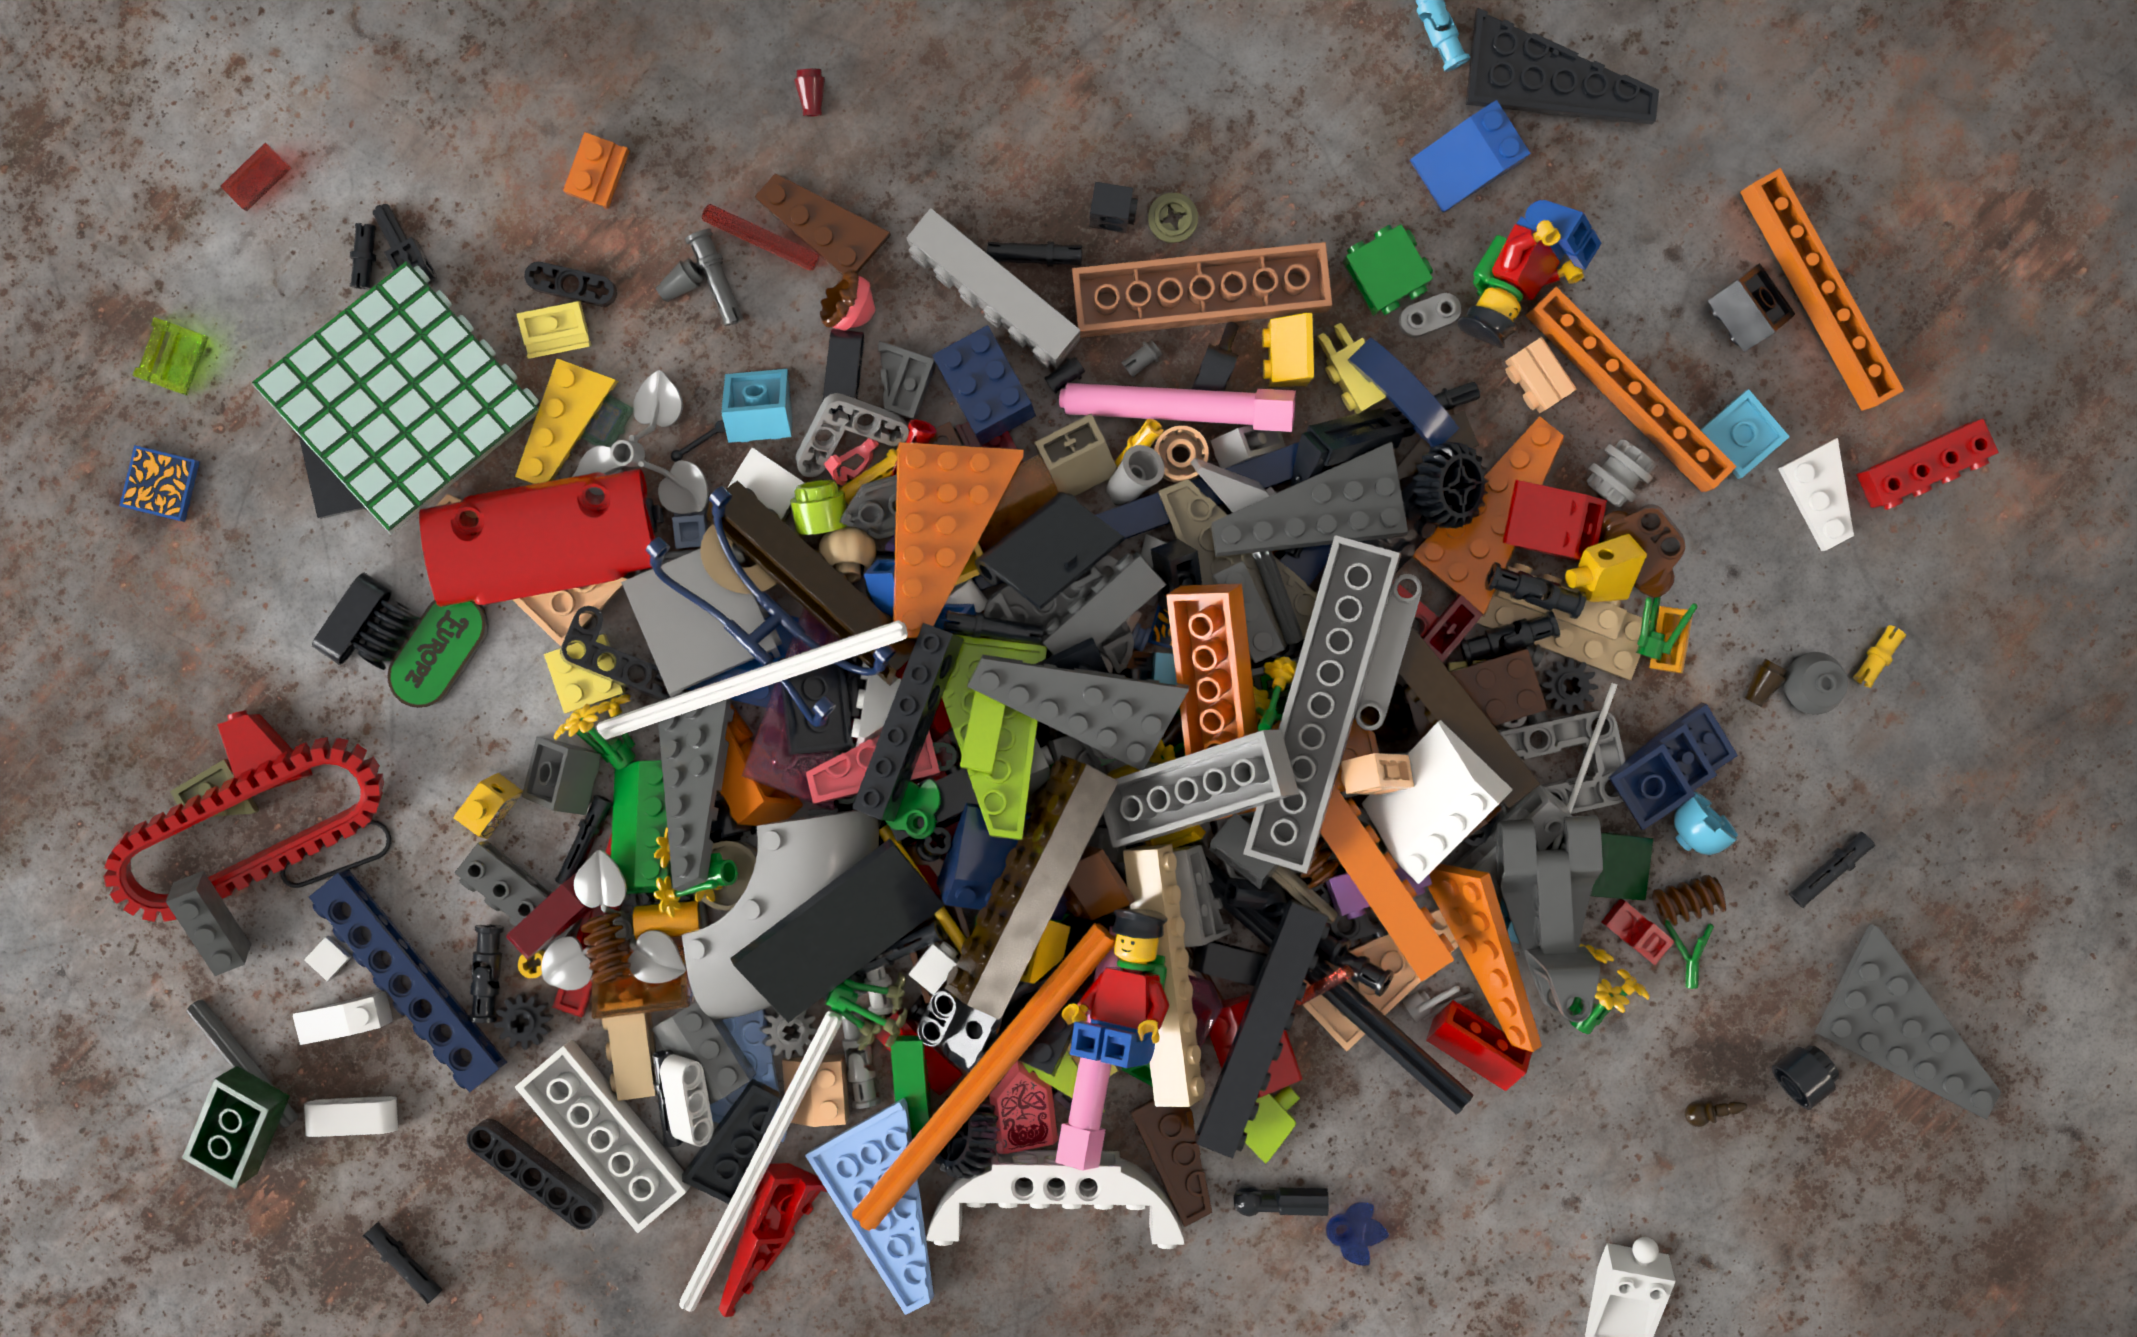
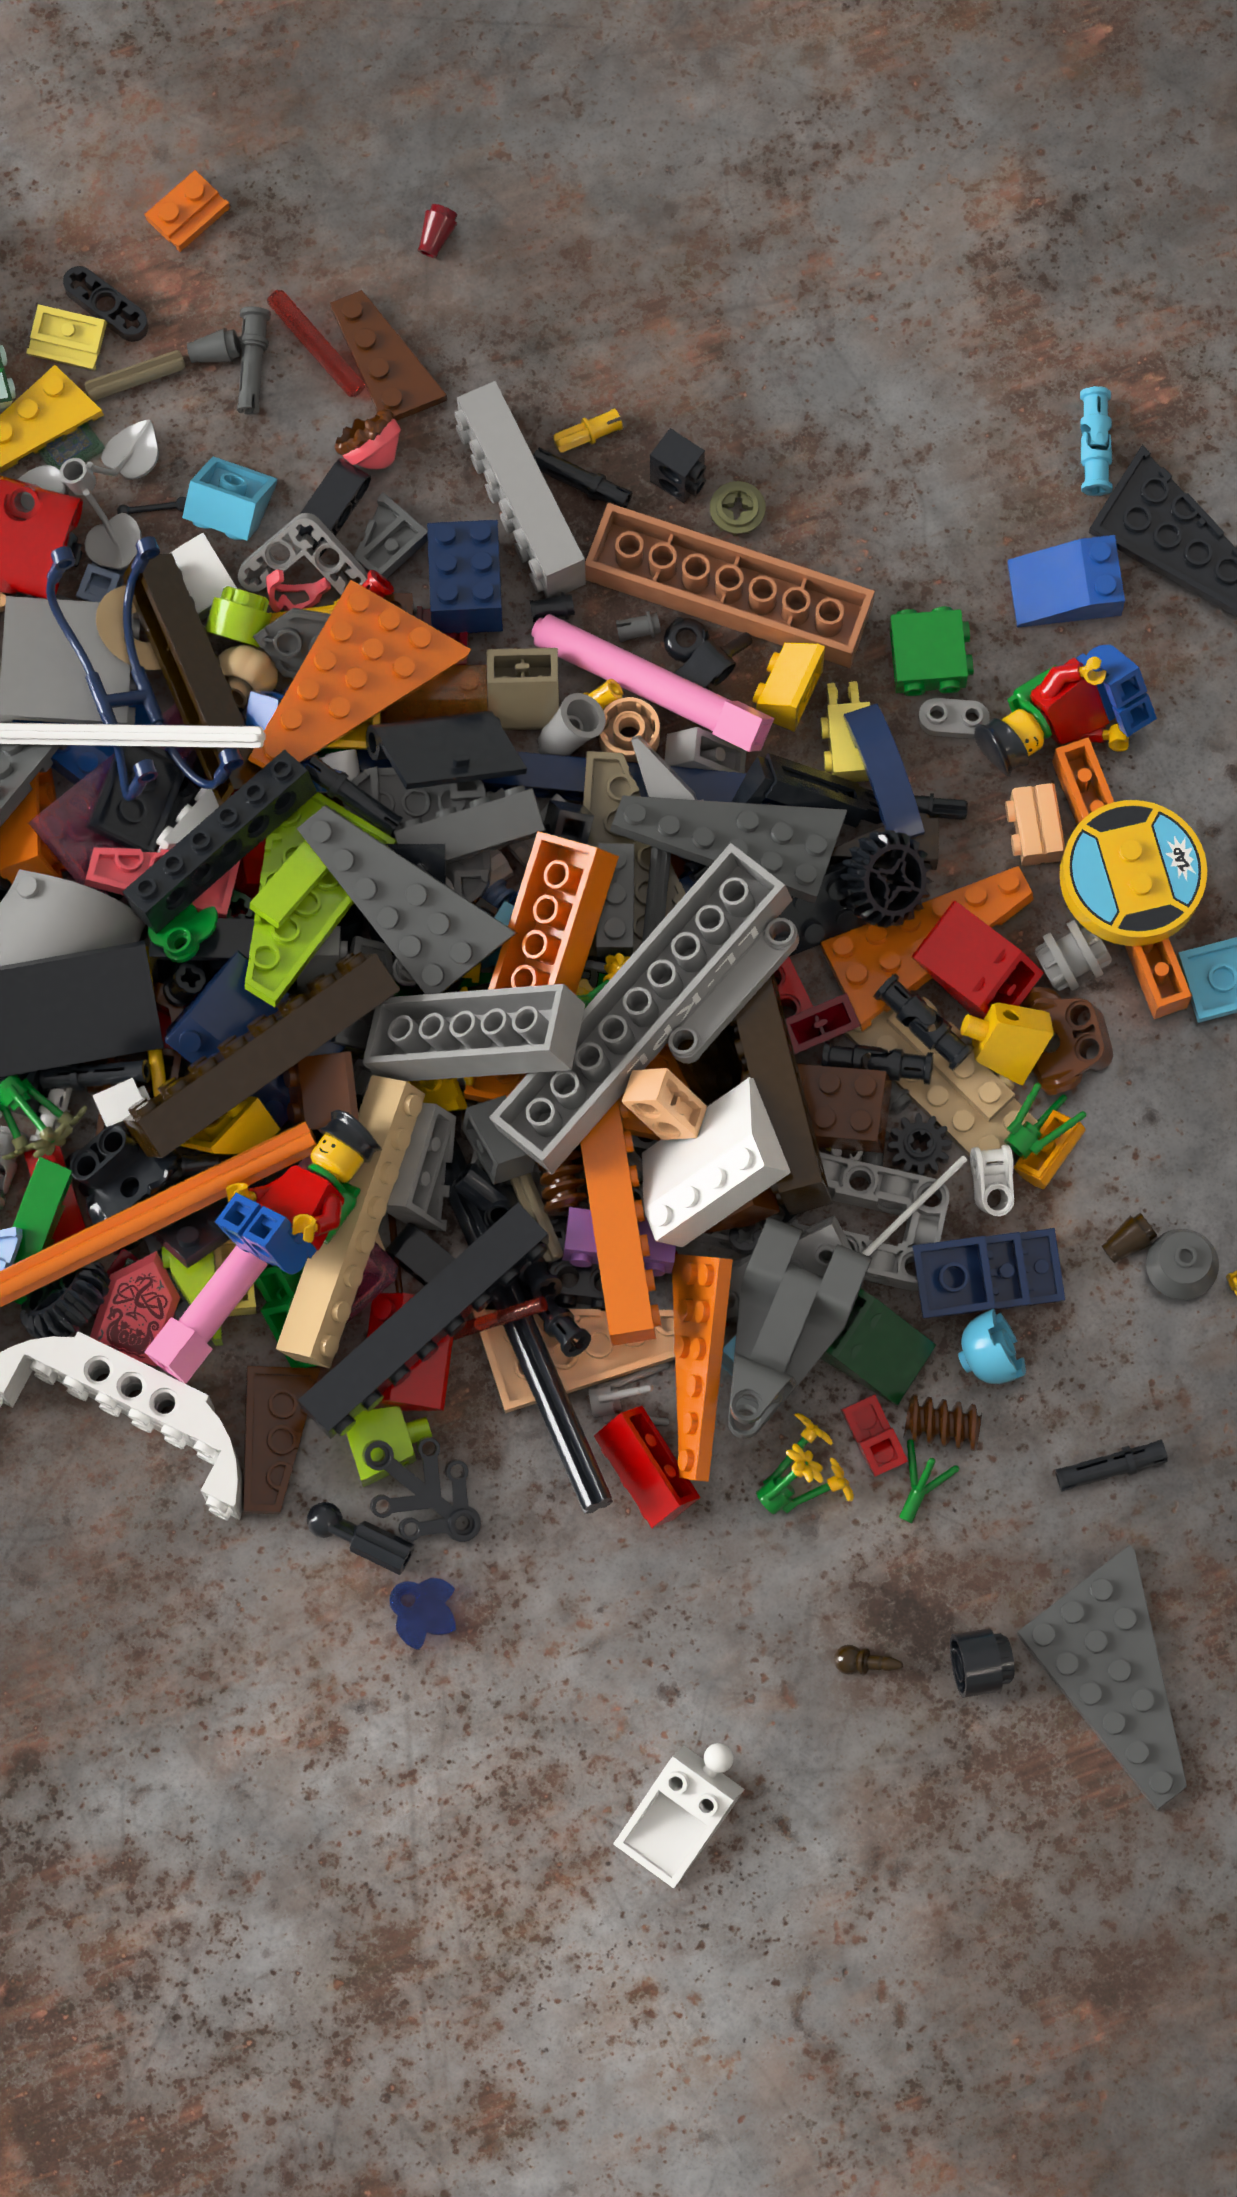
camera: 30 degrees right, 15 degrees down
(626, 335) = (134, 375): none -> dark tan axle
(1020, 209) = (587, 431): none -> yellow axle
(1180, 363) = (676, 651): none -> black piece
(1318, 1149) = (426, 1494): none -> black plant
(1643, 689) = (991, 1177): none -> white piece
(1648, 387) = (1133, 873): none -> brick

